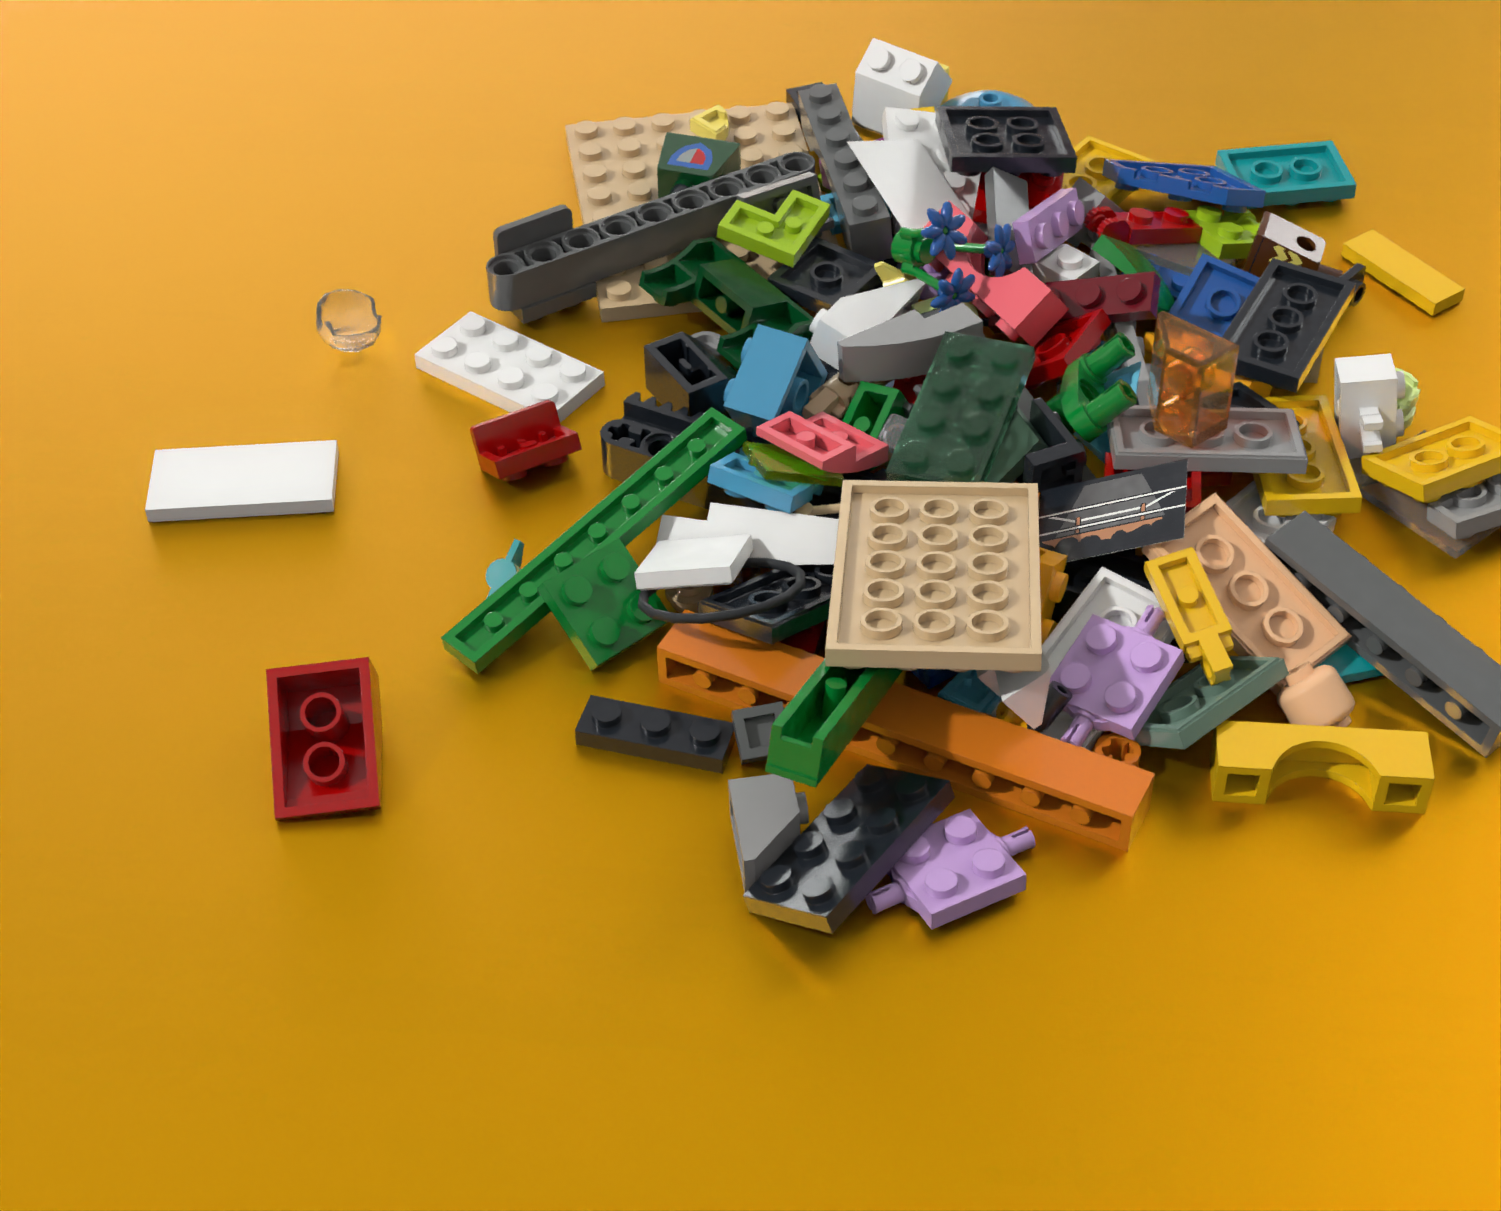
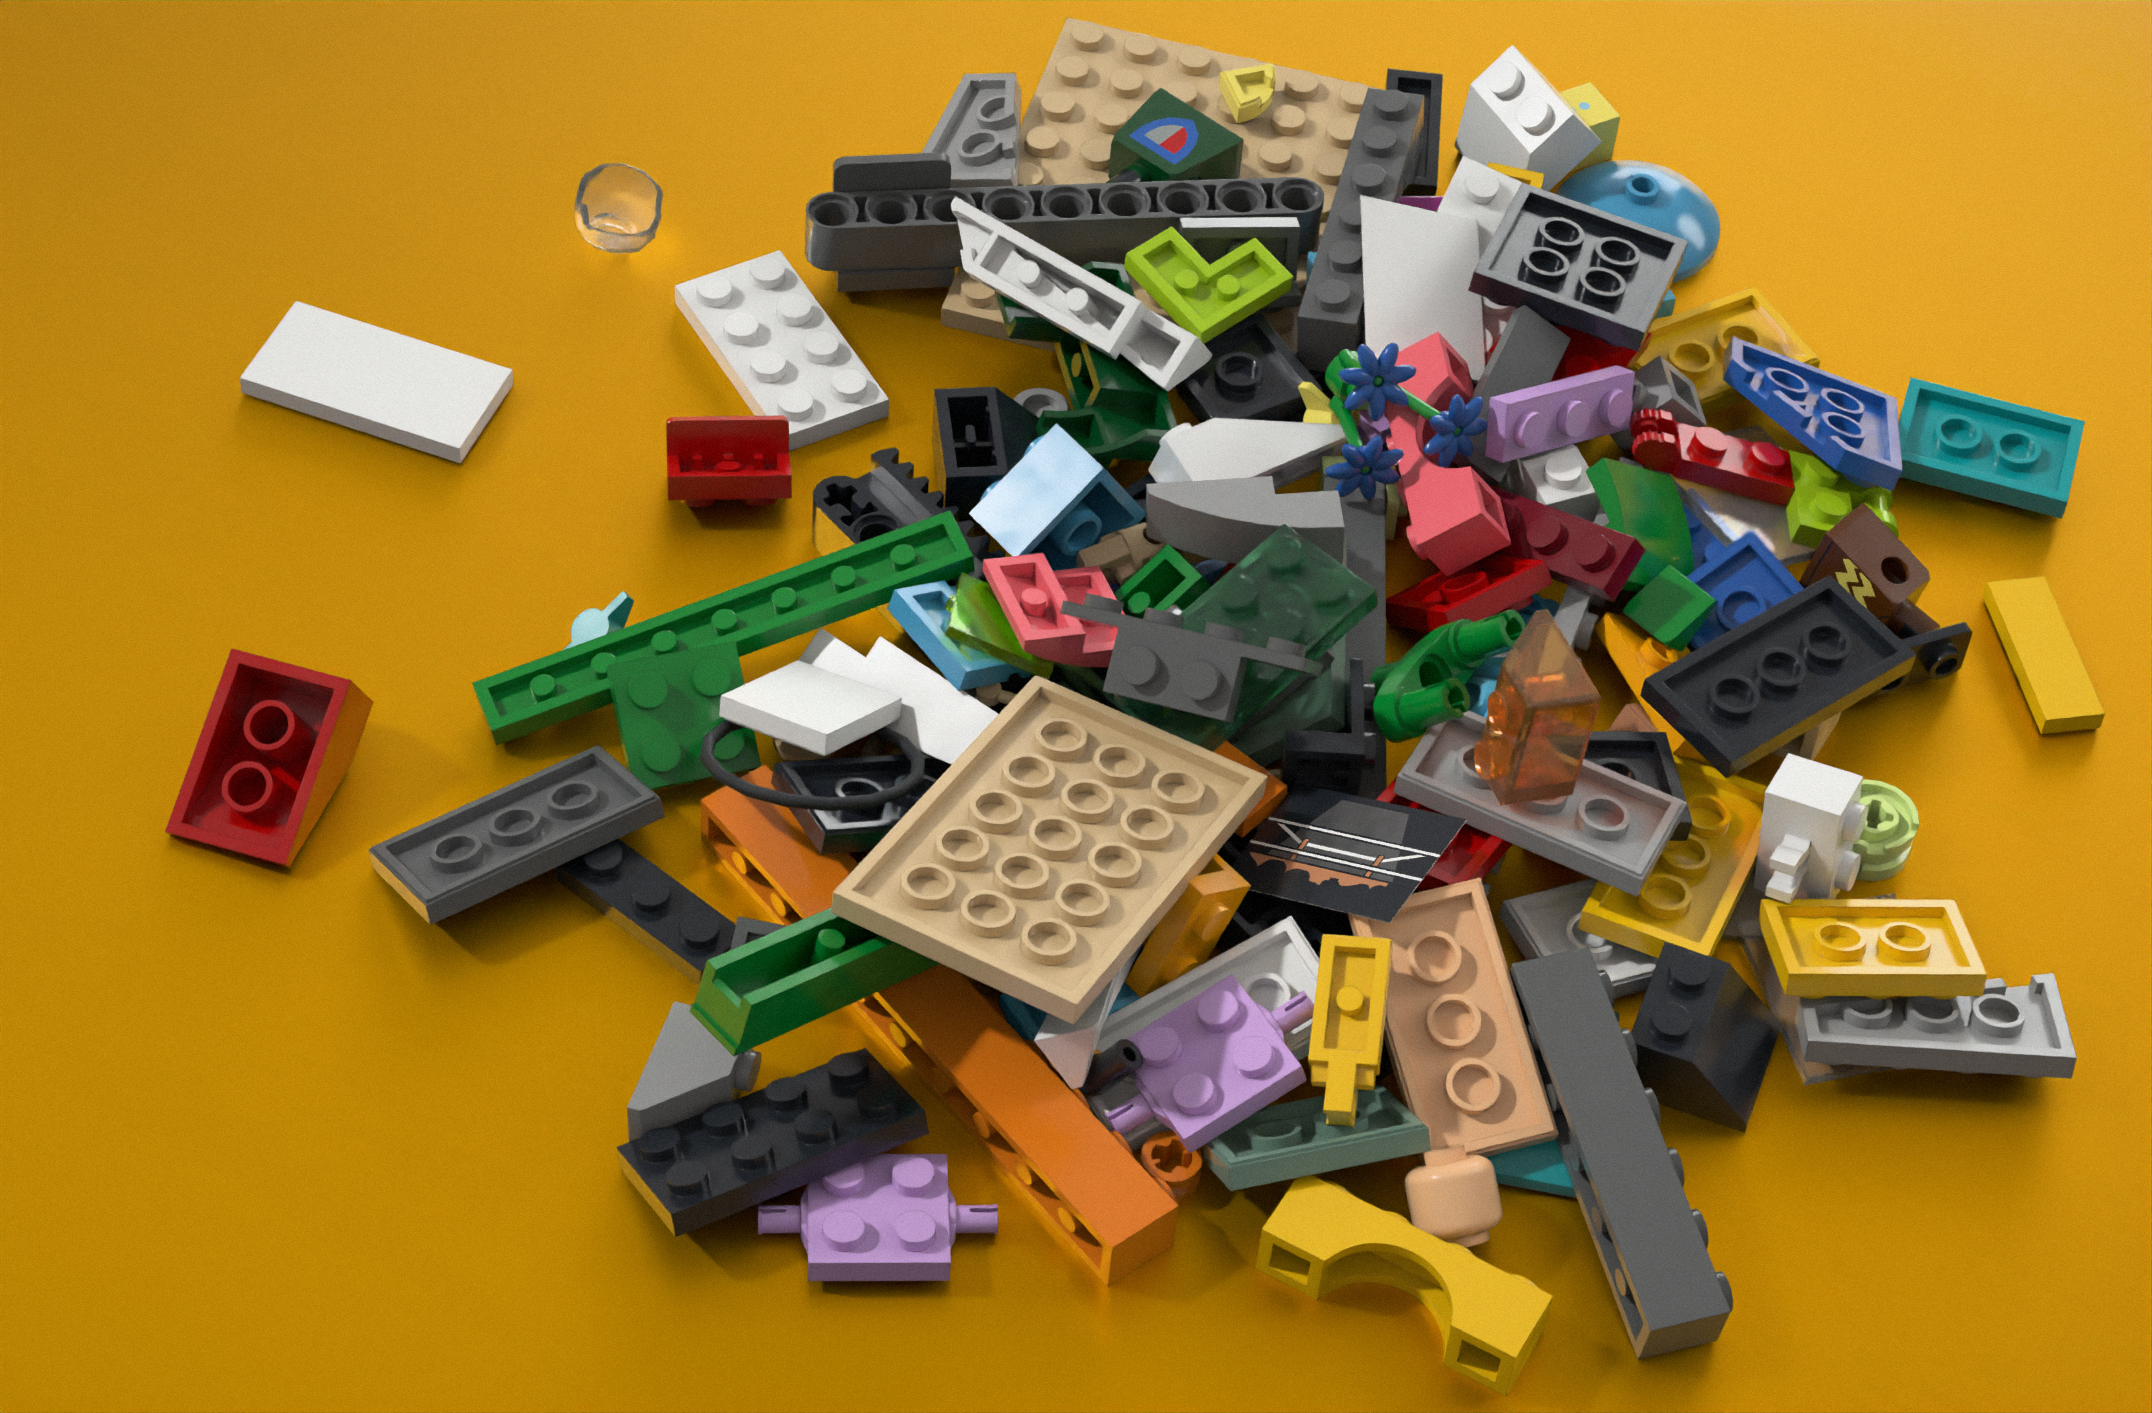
camera: 20 degrees right, 5 degrees up
(534, 722) = (515, 834): none -> dark grey tile
(555, 186) = (981, 131): none -> light grey wing
(702, 258) = (1075, 299): none -> white wedge
(945, 433) = (1182, 667): none -> dark grey bracket
(1187, 307) = (1671, 608): none -> green slope
(1387, 541) = (1703, 1038): none -> black slope

